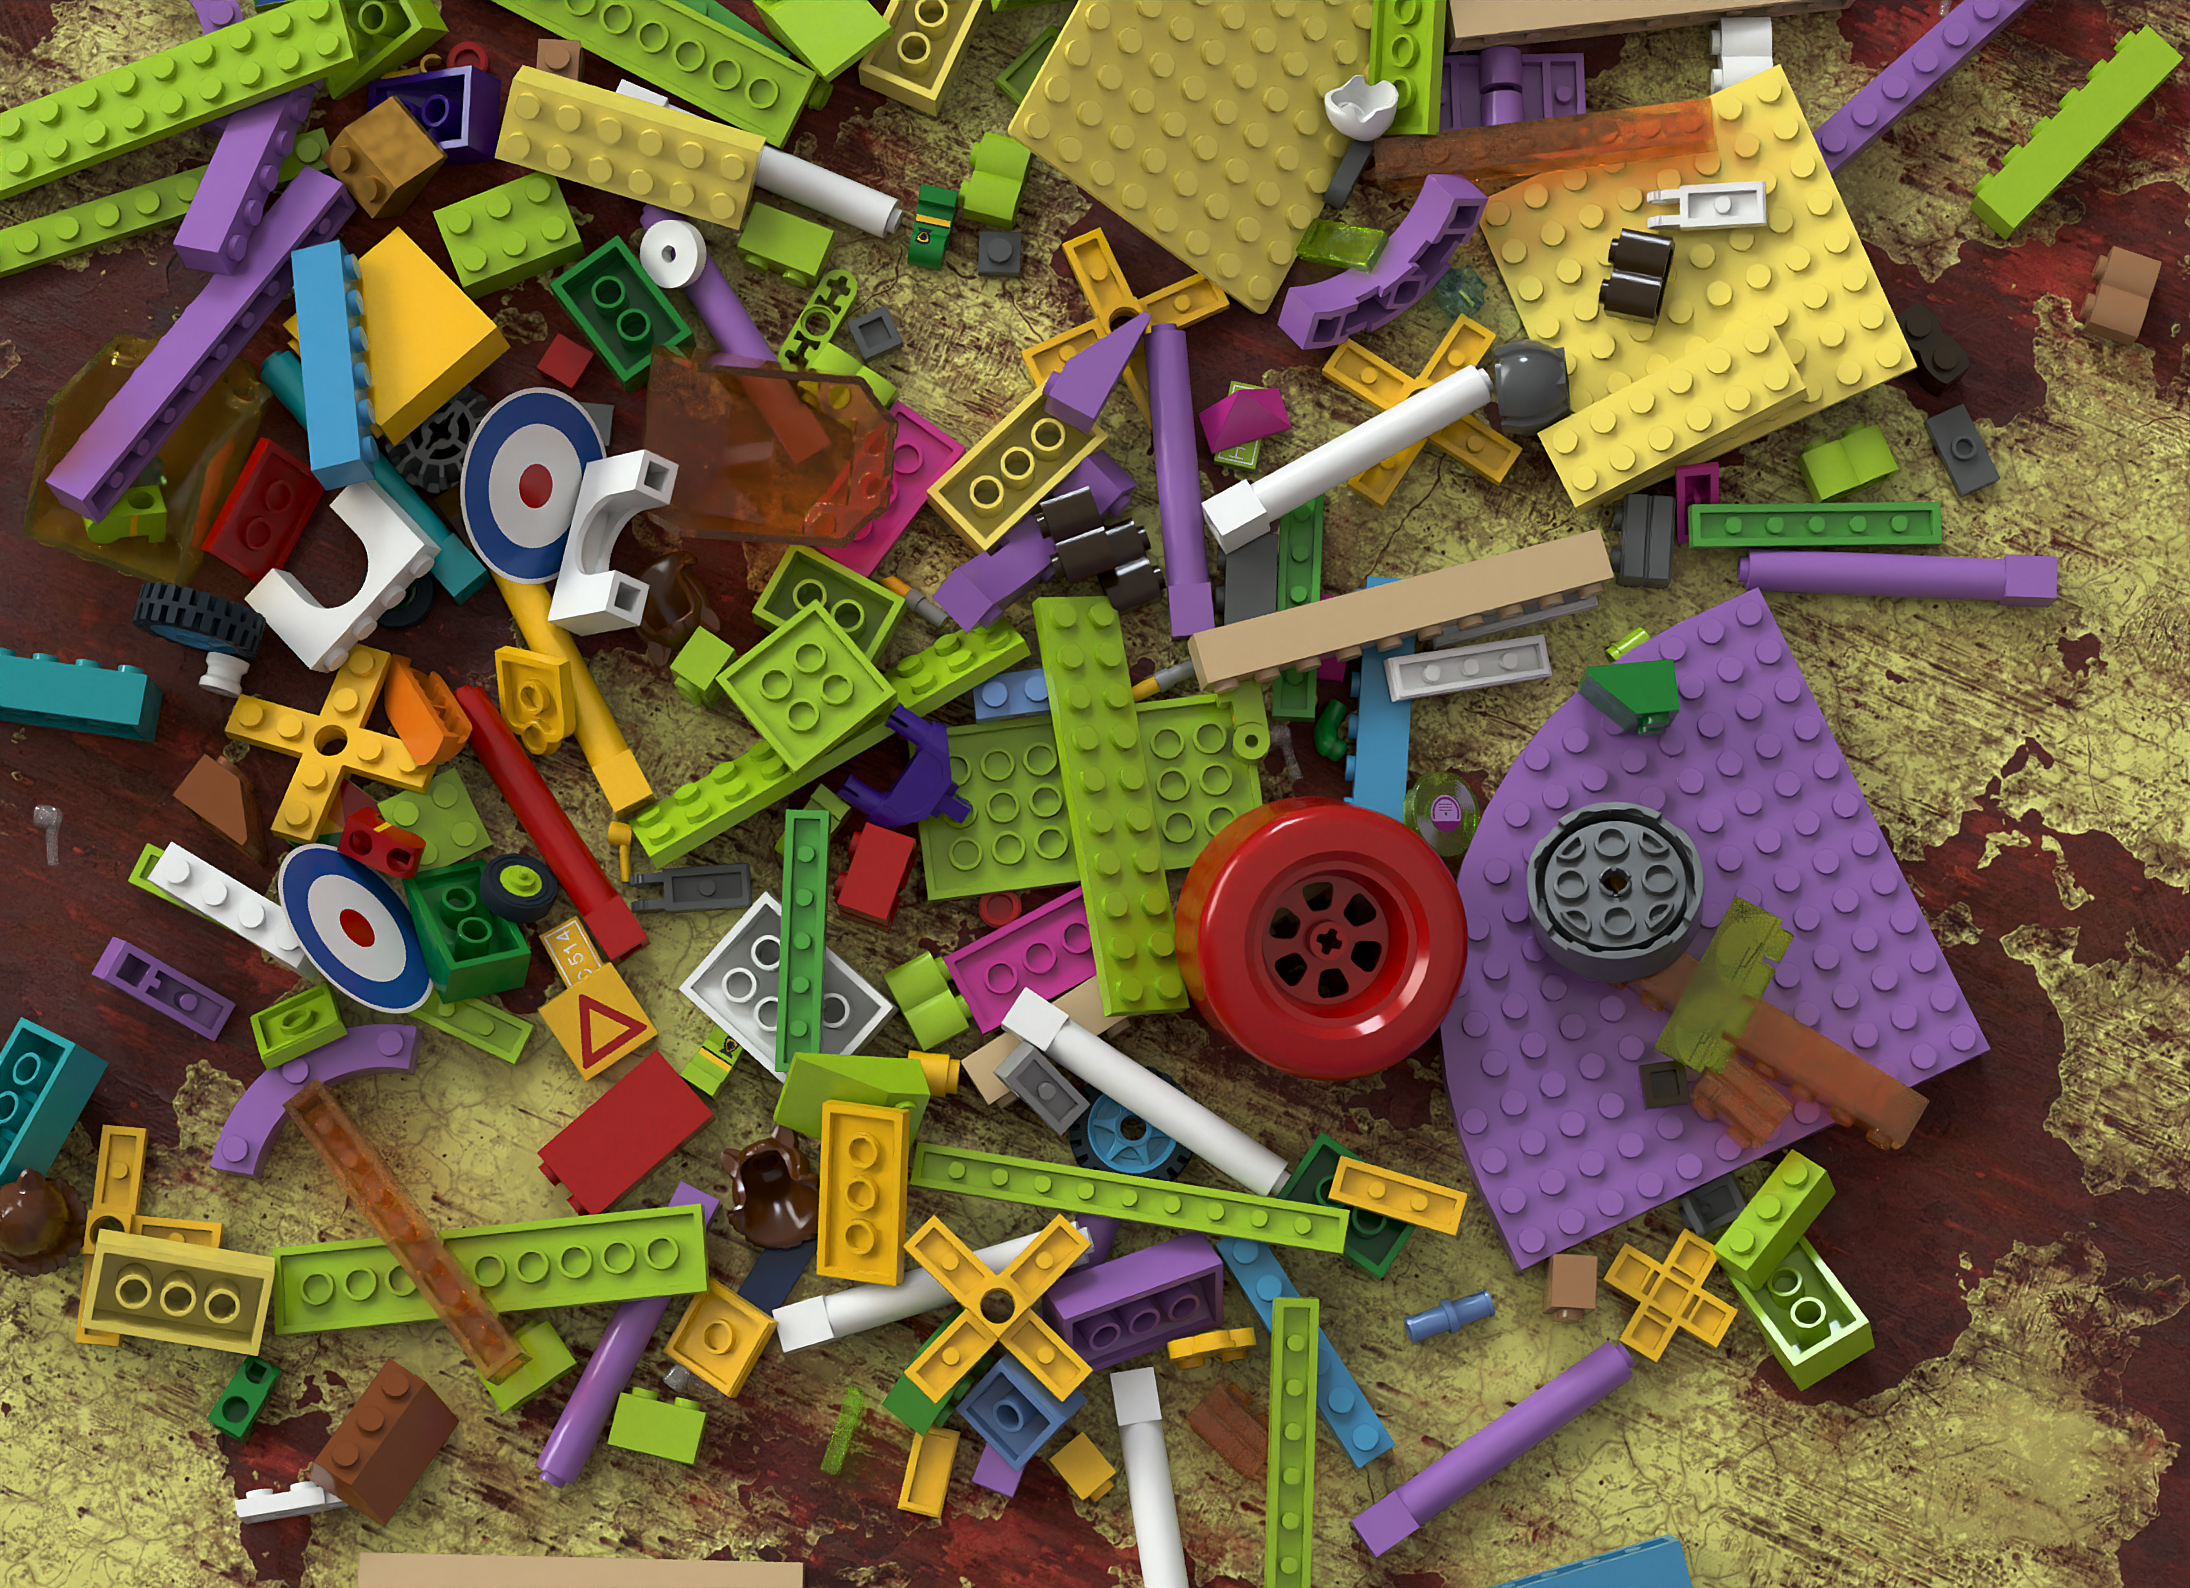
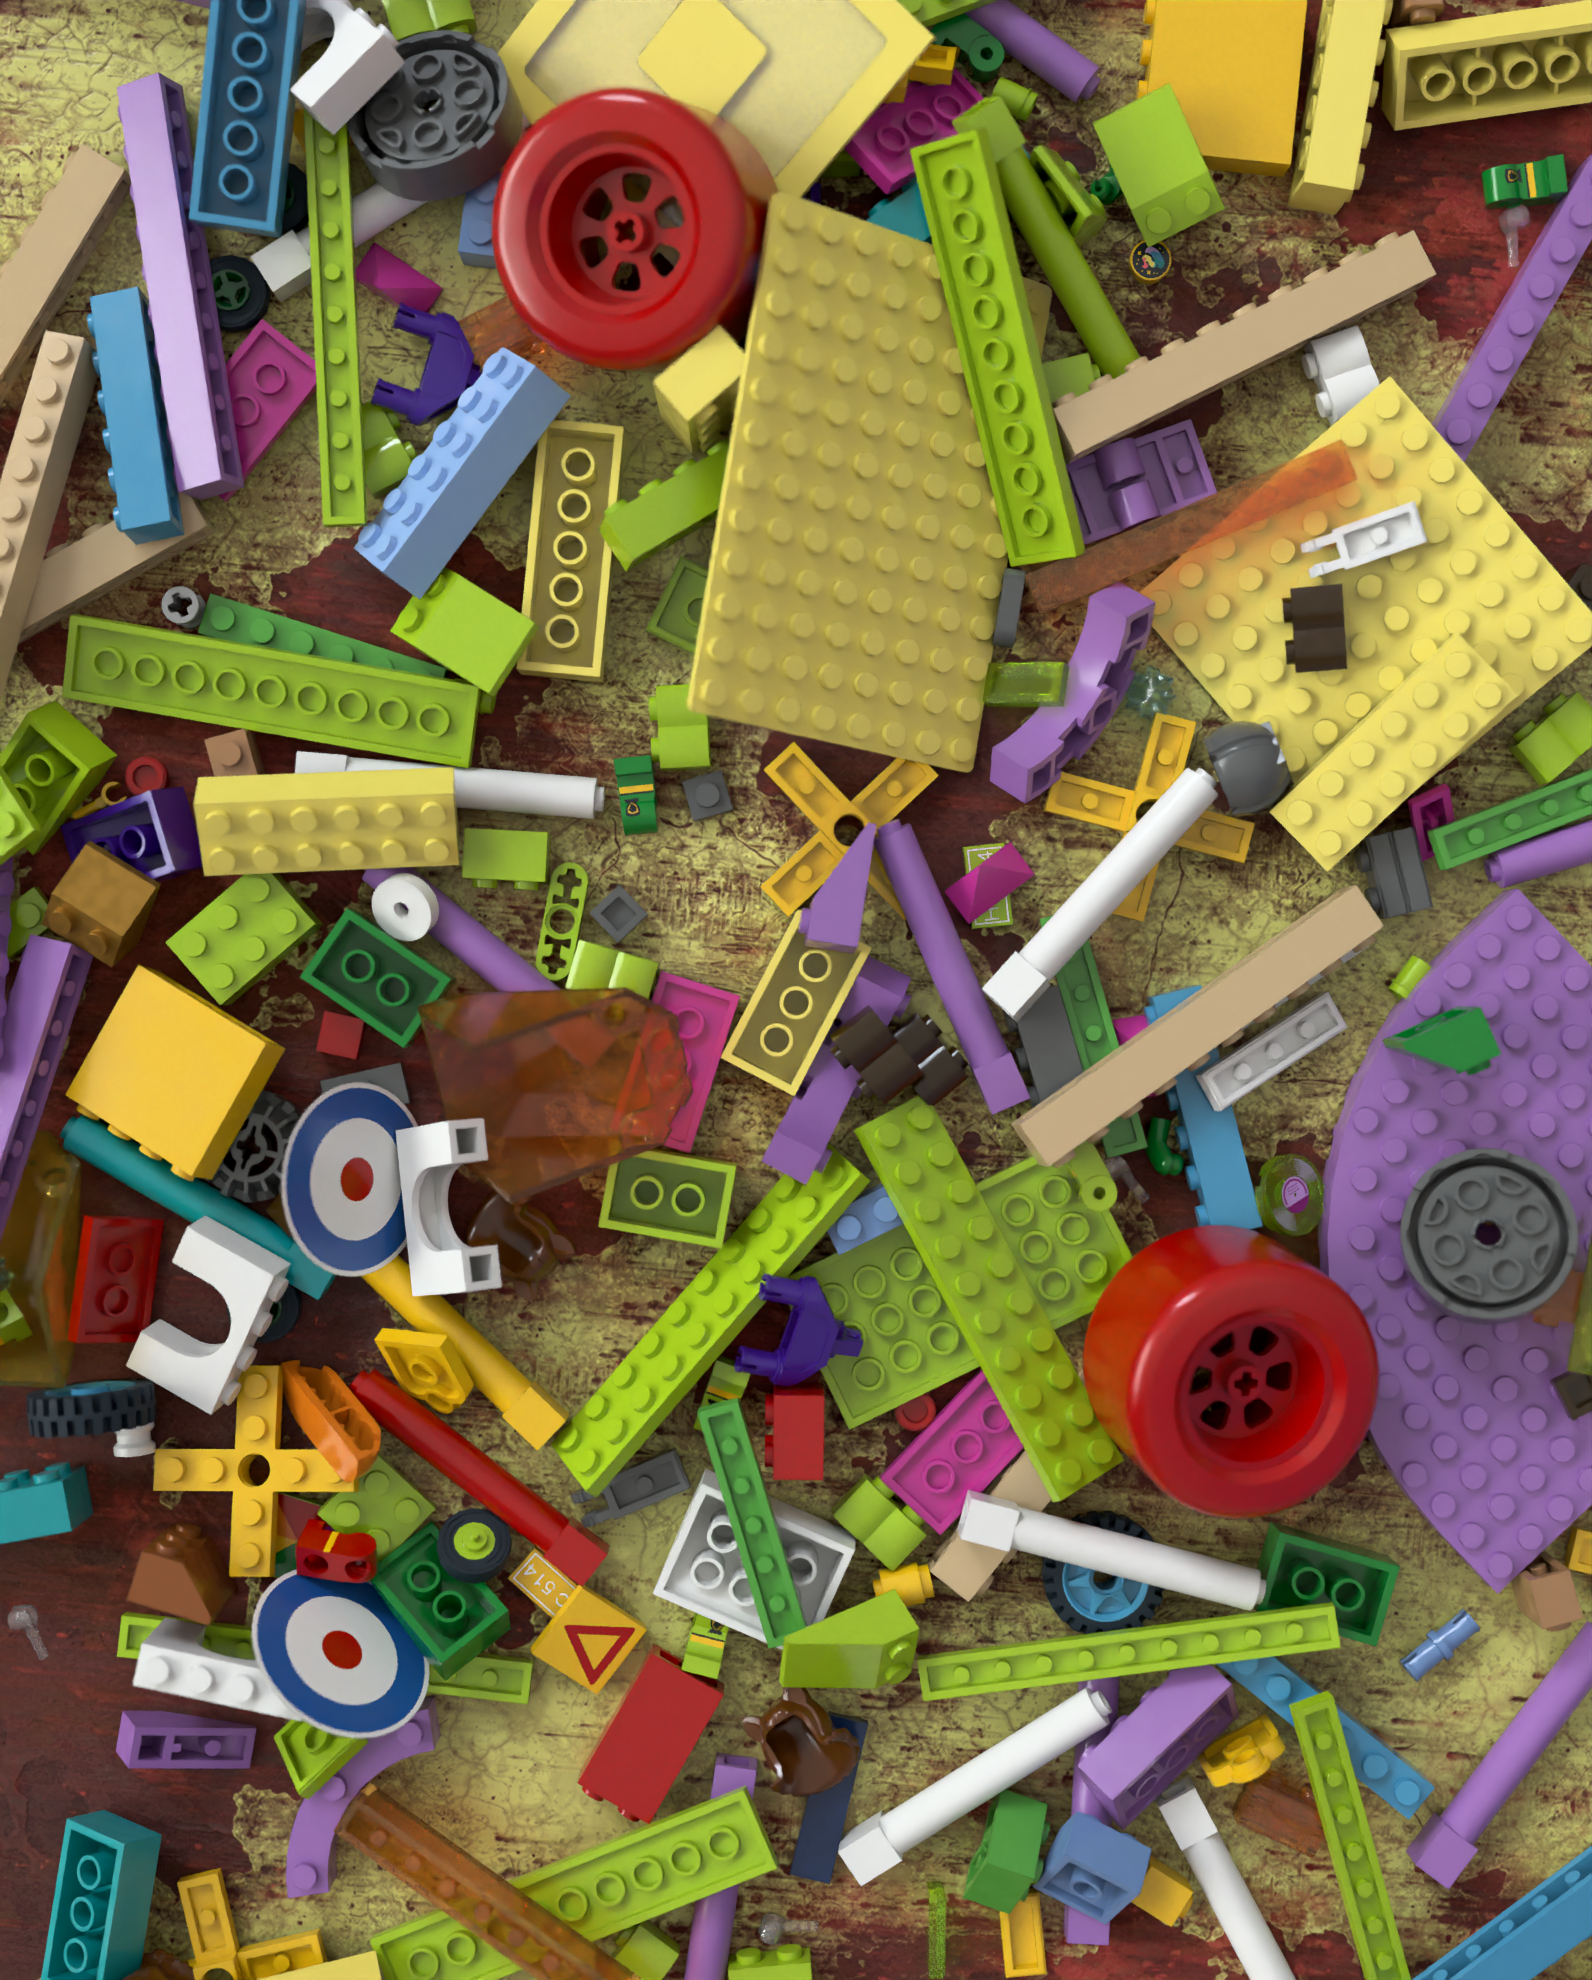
camera: 15 degrees left, 10 degrees up
(334, 365) = (126, 1131): dark azure brick -> none
(622, 835) = (549, 1460): yellow hand -> none
(698, 666) = (572, 1290): lime brick -> none
(721, 1338) = (801, 1889): yellow tile -> none
(806, 687) = (675, 1288): lime plate -> none
(863, 1192) = (887, 1734): yellow plate -> none
(916, 601) = (736, 1150): light grey piece -> none
(972, 1334) = (1019, 1792): yellow piece -> none
(1041, 1087) = (1013, 1578): light grey plate -> none
(1163, 680) = (992, 1150): light grey piece -> none
(1362, 109) = (1005, 548): white hair -> none
(1397, 1196) = (1370, 1574): yellow plate -> none

